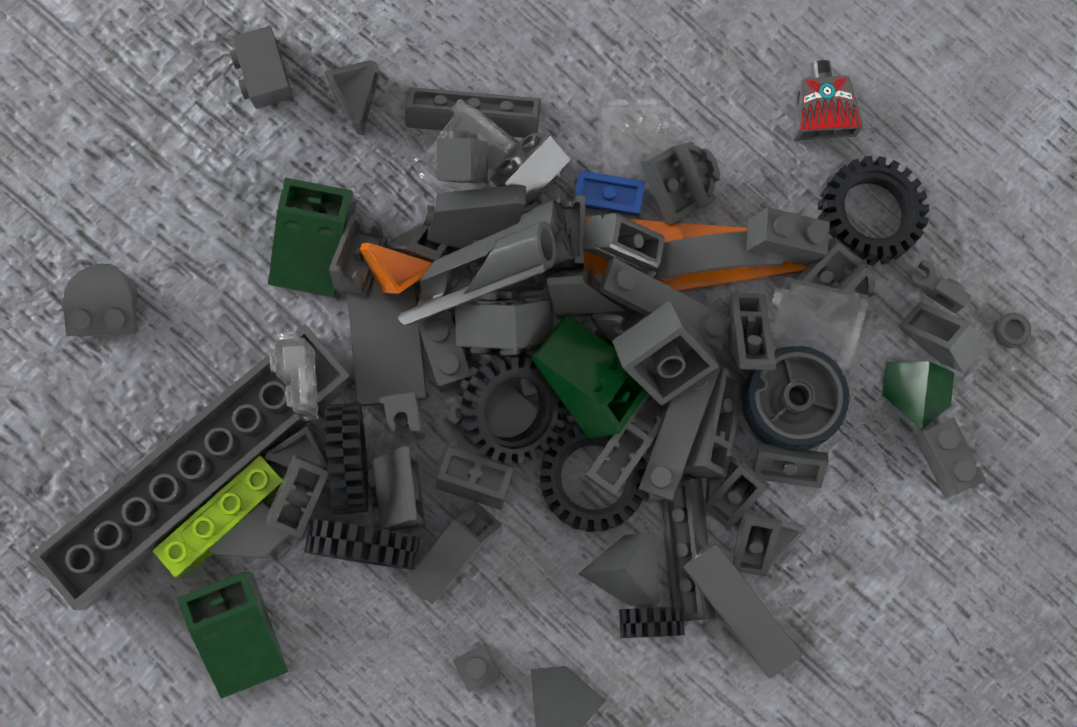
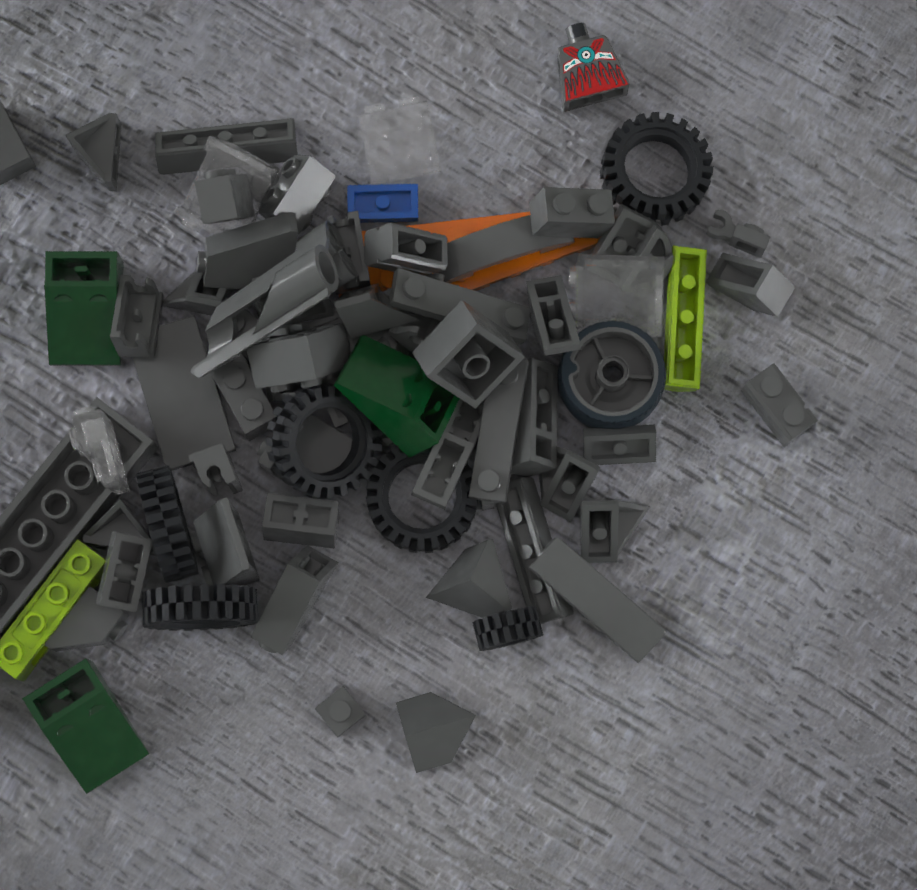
camera: 10 degrees left, 0 degrees up
(393, 269) = (175, 323): orange slope -> none
(681, 179) = (454, 174): dark grey slope -> none
(874, 358) = (684, 319): none -> lime brick
(918, 389) = (737, 342): dark green slope -> none
(1012, 330) = (821, 263): dark grey tile -> none

